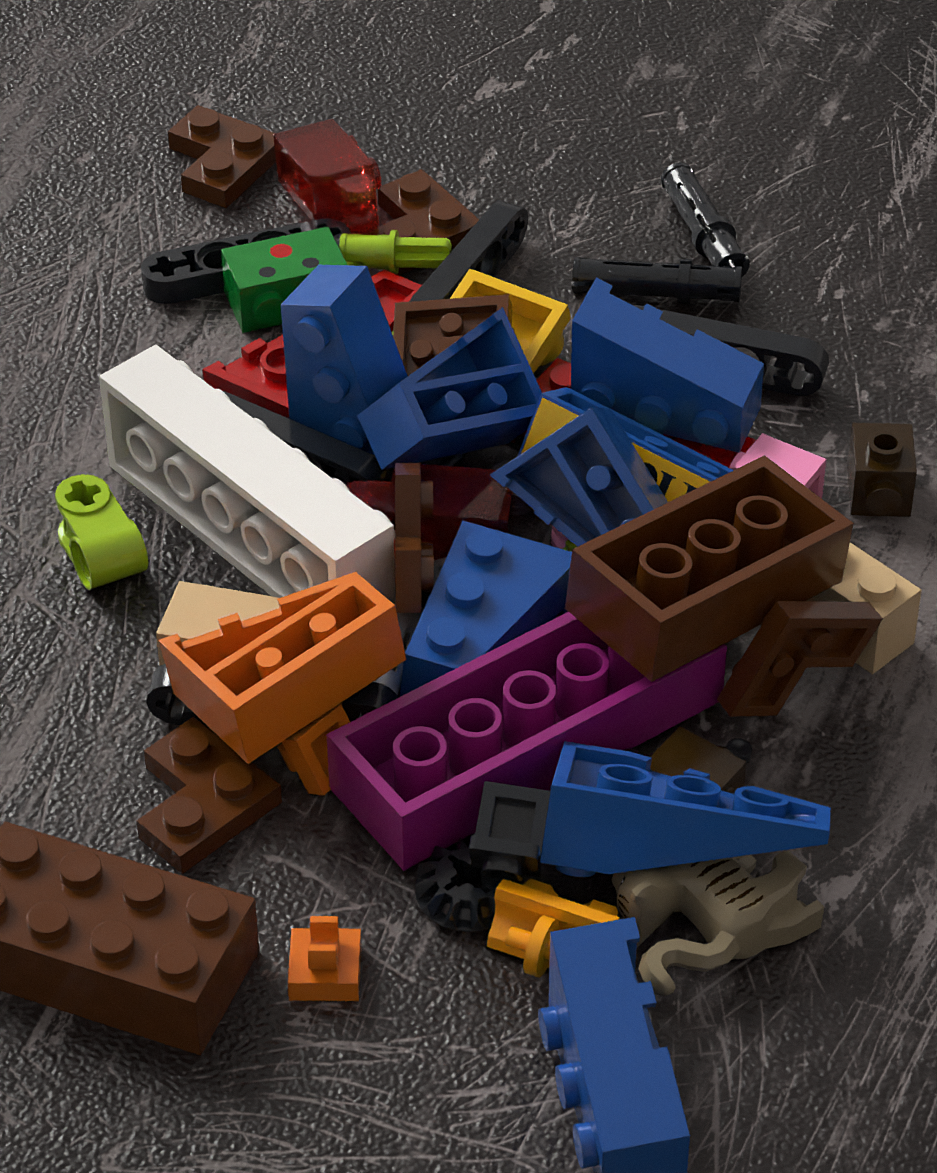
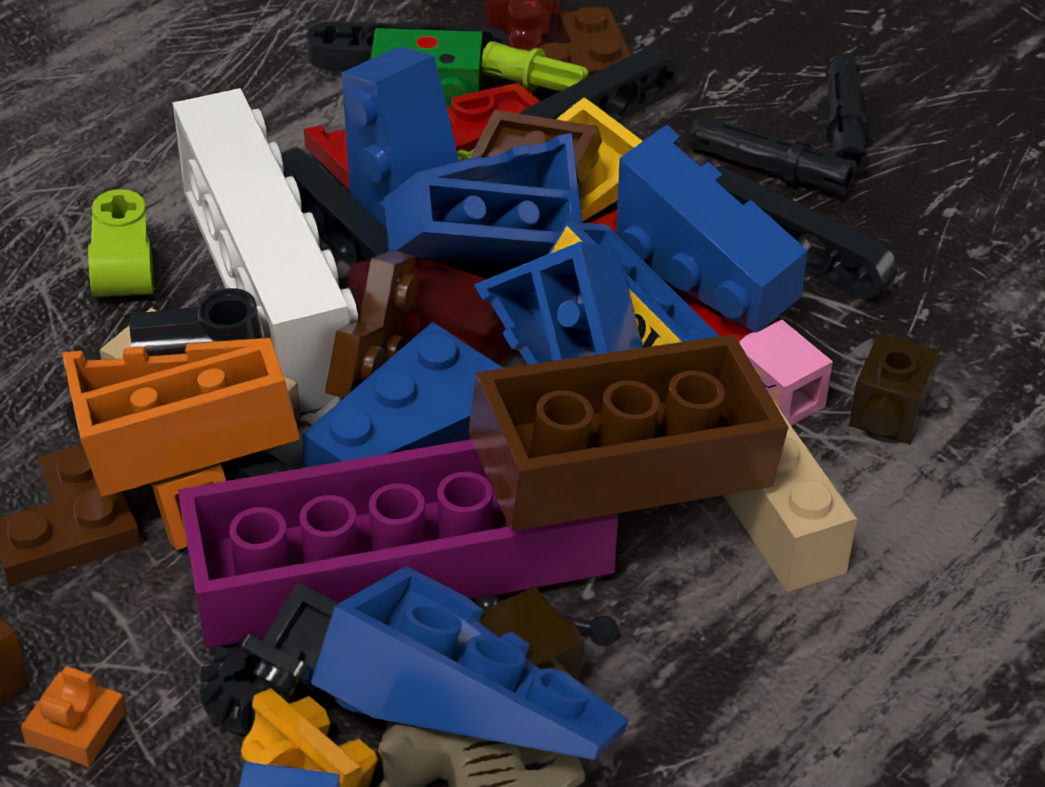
camera: 20 degrees right, 0 degrees up
(279, 570) = (220, 317): none -> black piece
(788, 642) = (693, 531): reddish brown plate -> none

